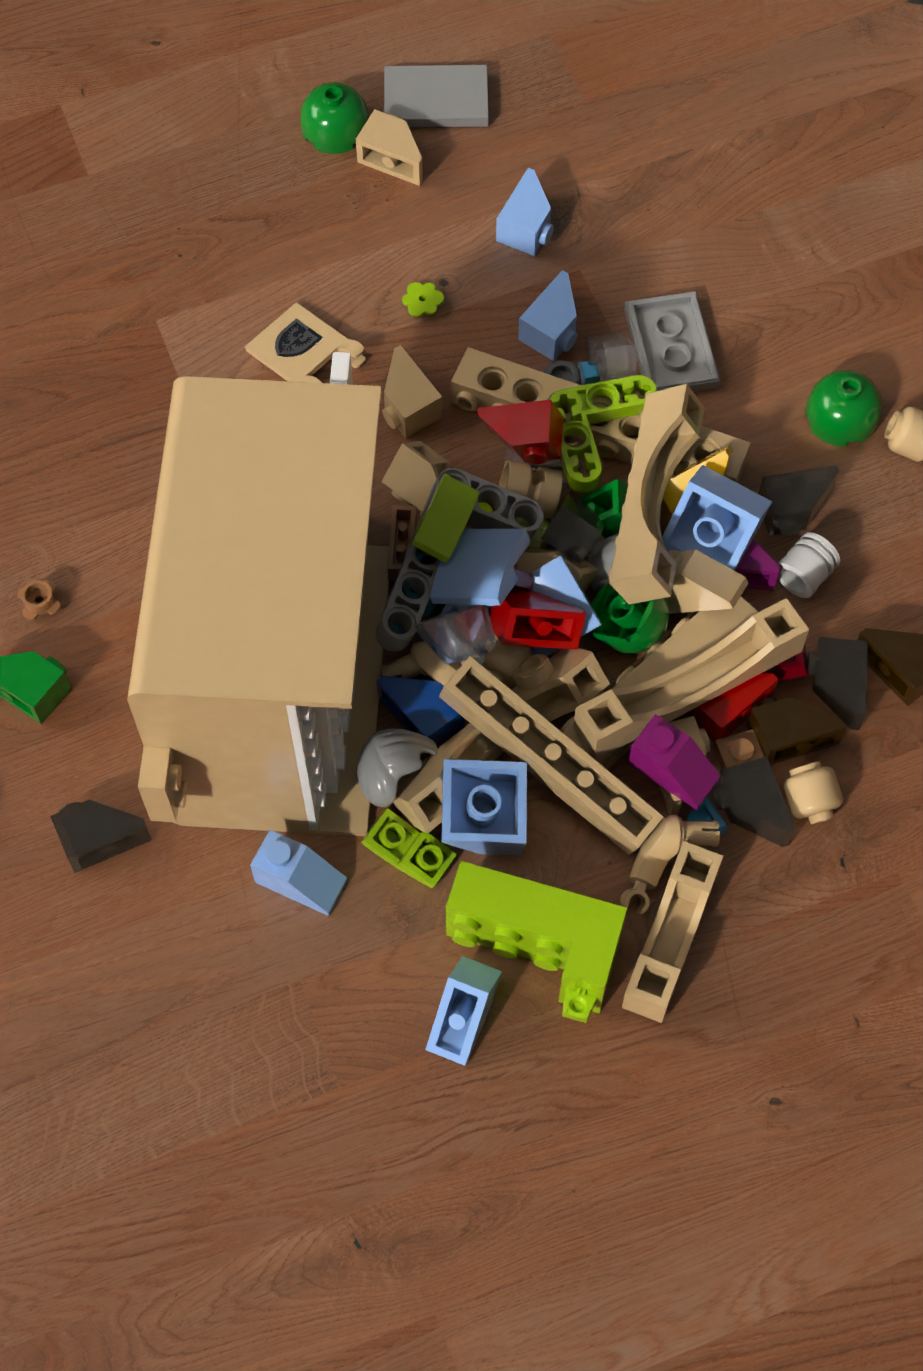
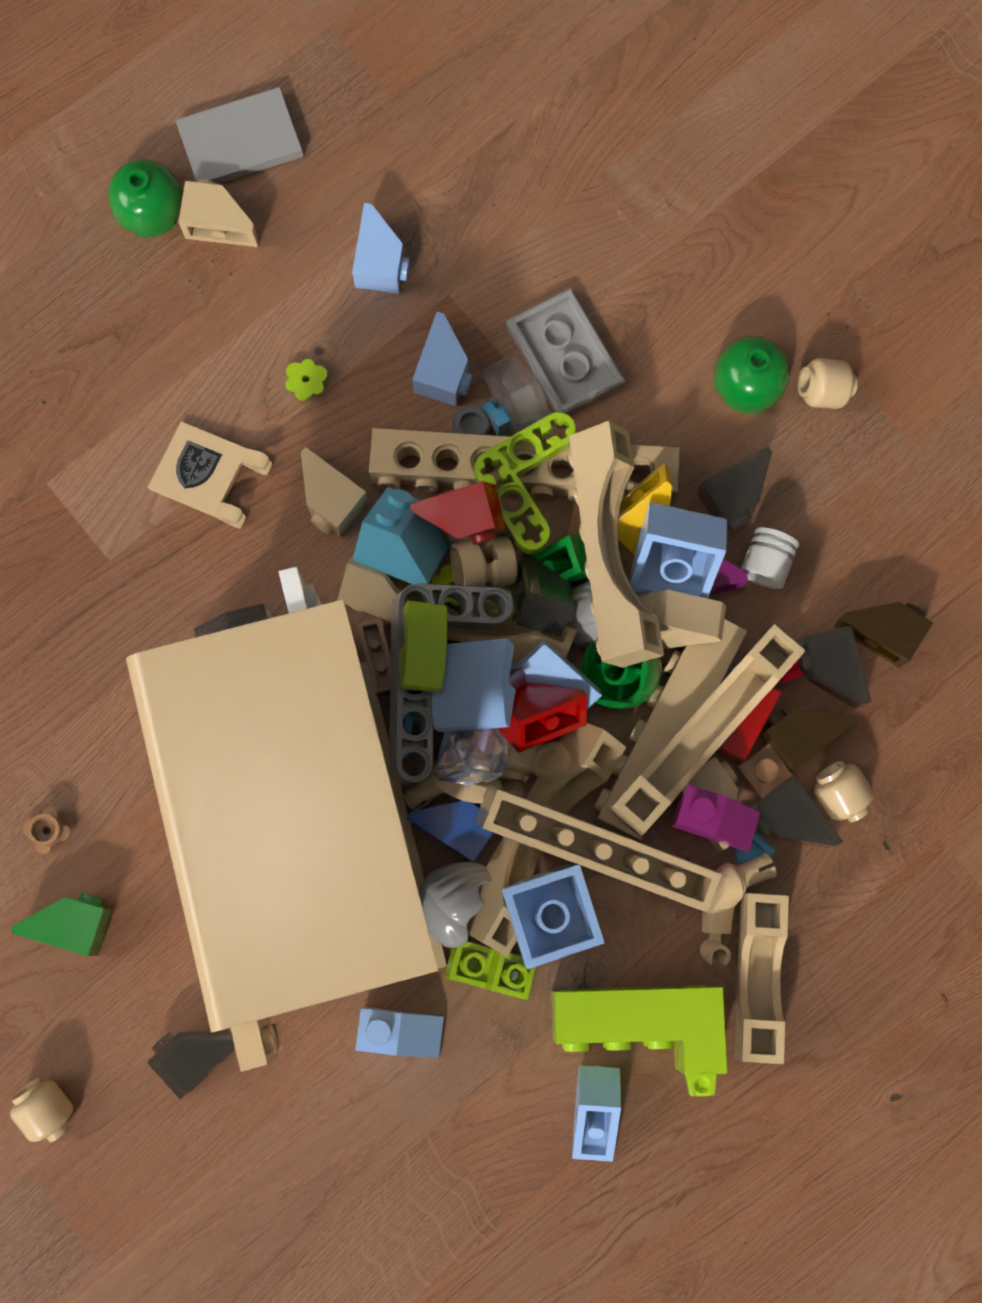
camera: 20 degrees left, 15 degrees up
(457, 438) = (400, 540): none -> medium azure slope

